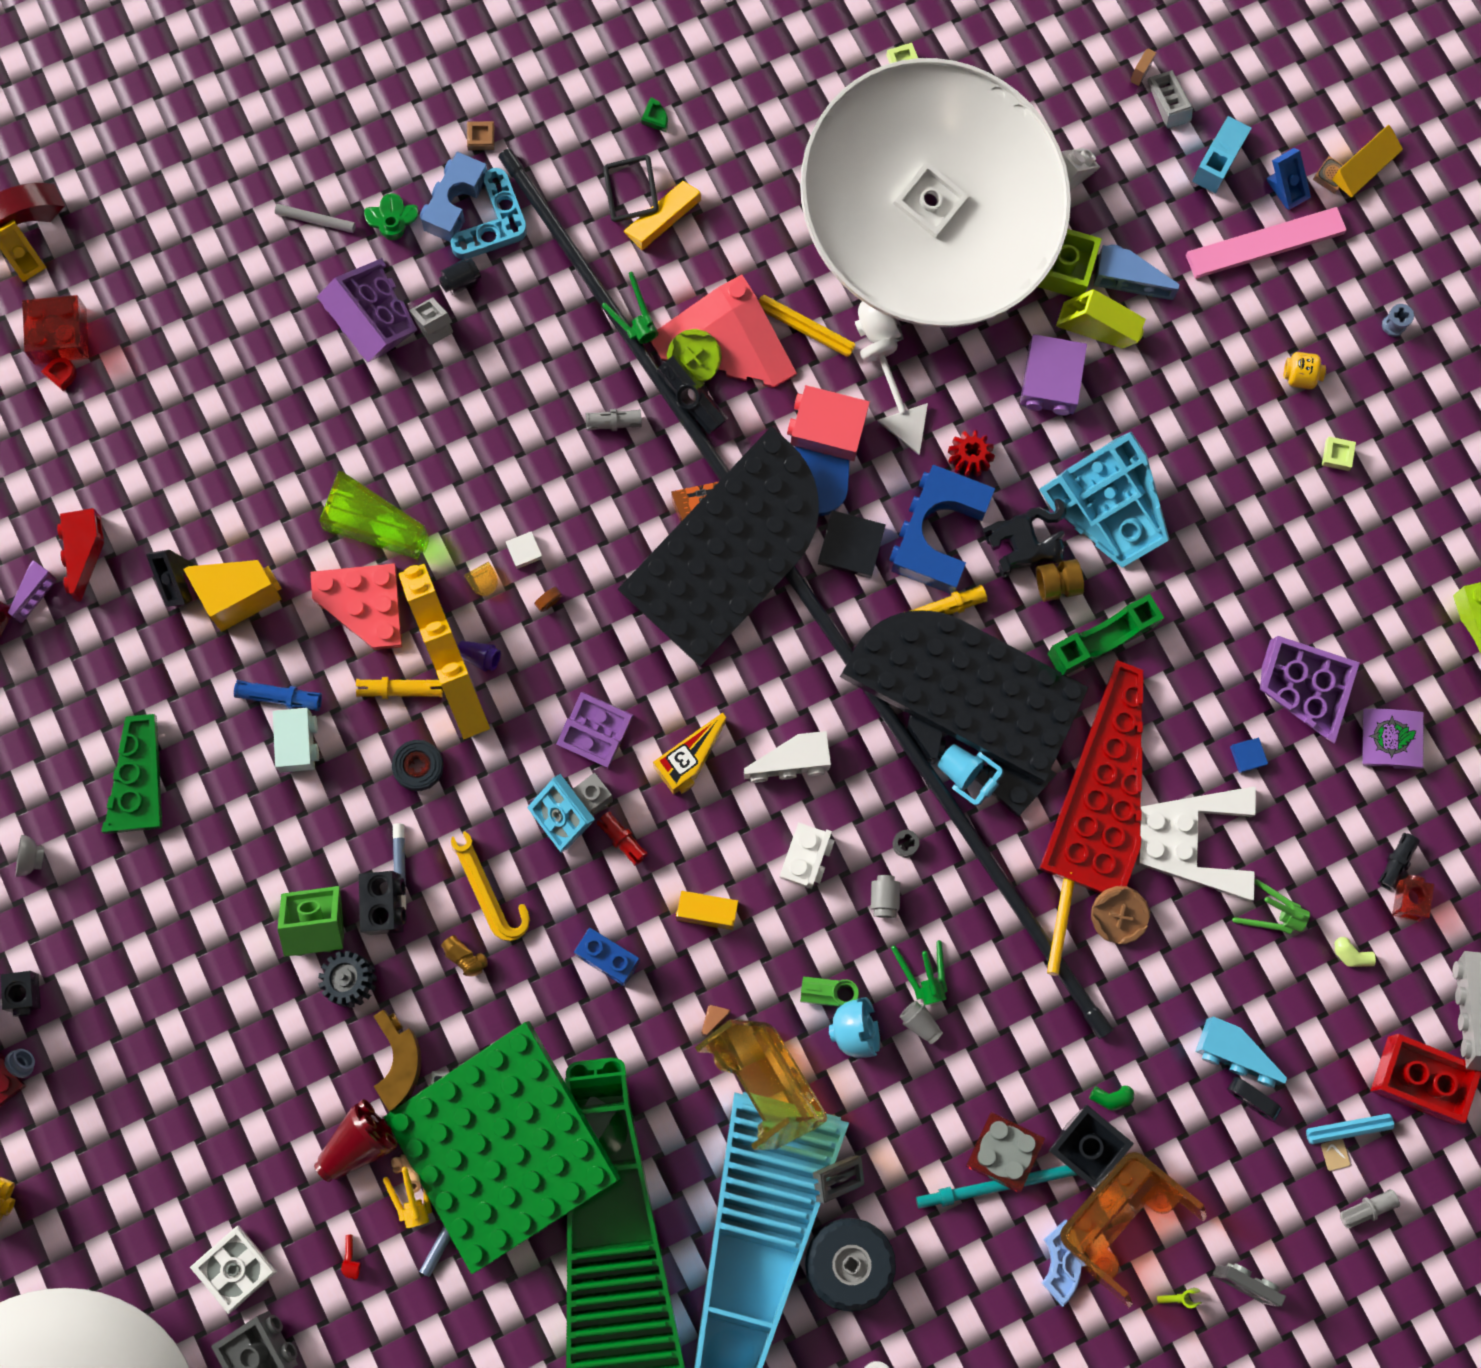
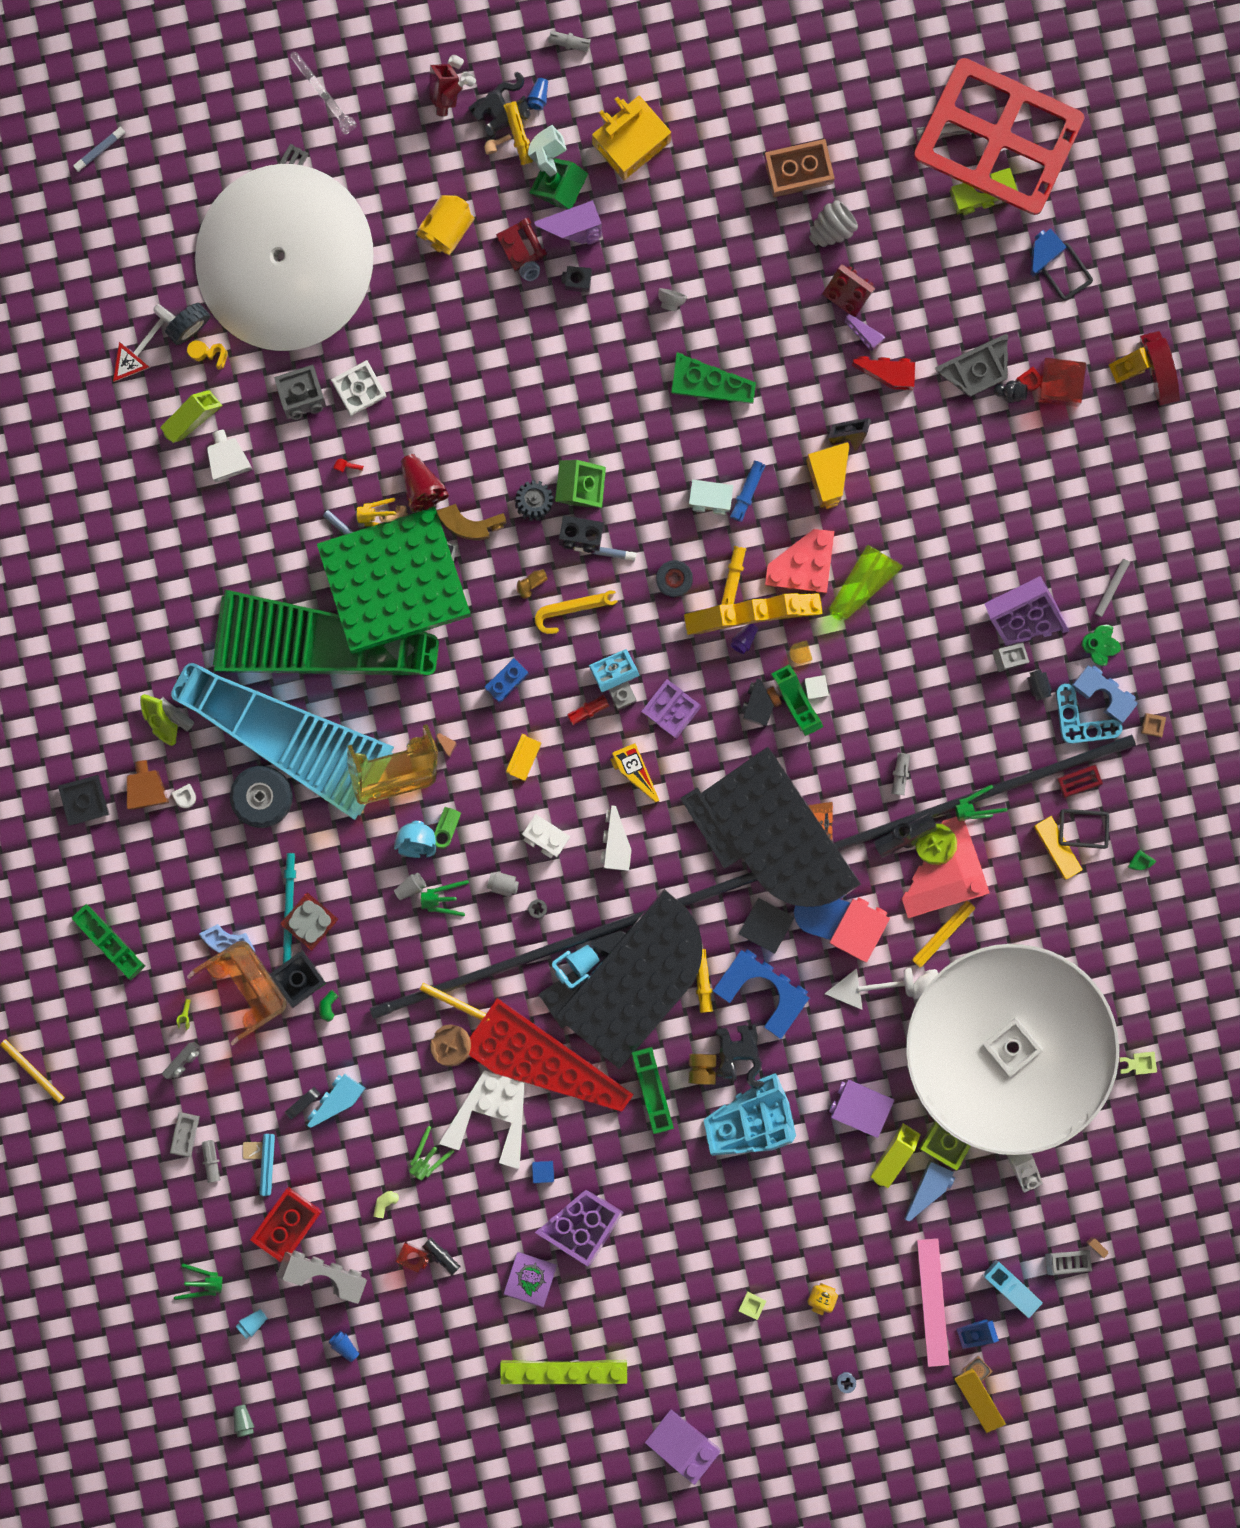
camera: 105 degrees right, 10 degrees up
(54, 437) = (978, 368): none -> dark grey wing
(79, 389) = (1013, 391): none -> black piece
(550, 568) = (796, 700): none -> green arch
(563, 615) = (759, 705): none -> black slope
(583, 224) = (1063, 787): none -> dark red tile
(741, 641) = (710, 827): none -> black plate
(827, 1195) = (322, 802): dark grey tile -> none
(969, 444) = (821, 1032): red gear -> none
(1344, 1255) = (184, 1134): none -> light grey plate

